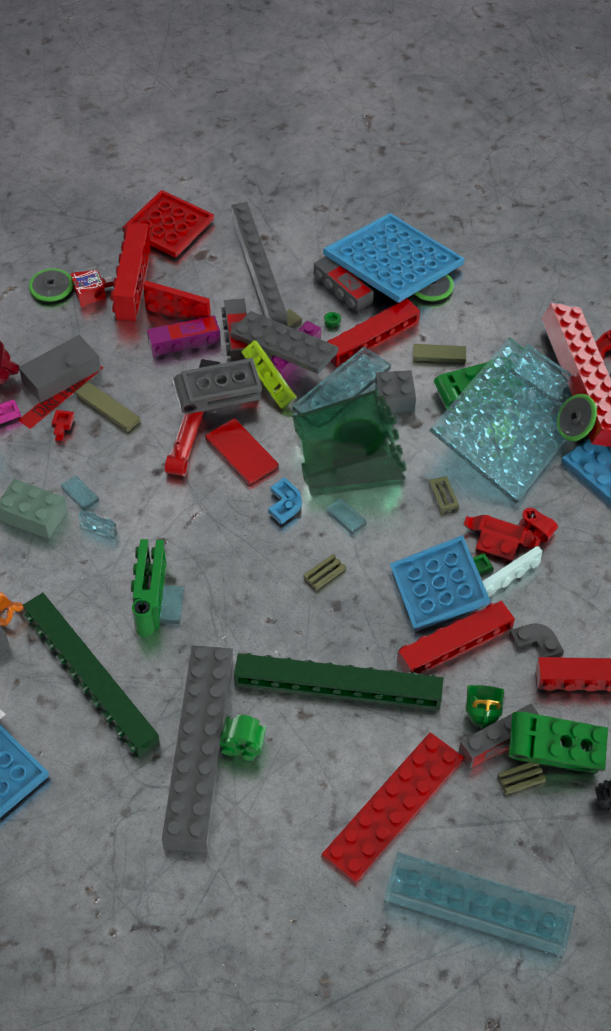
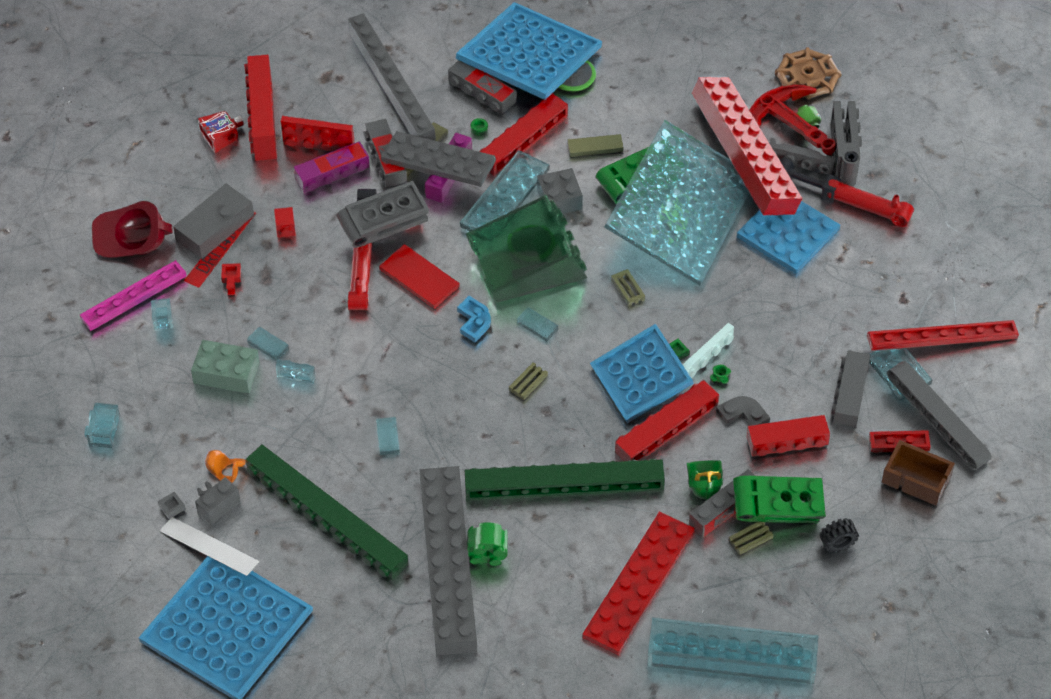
camera: 10 degrees left, 0 degrees up
(50, 284) = (177, 133): dark grey wheel -> none
(108, 406) = (272, 252): olive tile -> none
(126, 379) = (284, 222): none -> red brick
(148, 603) = (364, 435): green hinge -> none
(171, 222) = (290, 46): red plate -> none
(269, 375) = (431, 194): lime hinge -> none
(500, 537) = (690, 320): red plate -> none
(520, 592) = (720, 369): none -> green plate
(539, 525) = (725, 304): red piece -> none
(540, 373) = (701, 151): clear light blue plate -> none
(576, 417) = (744, 191): dark grey wheel -> none

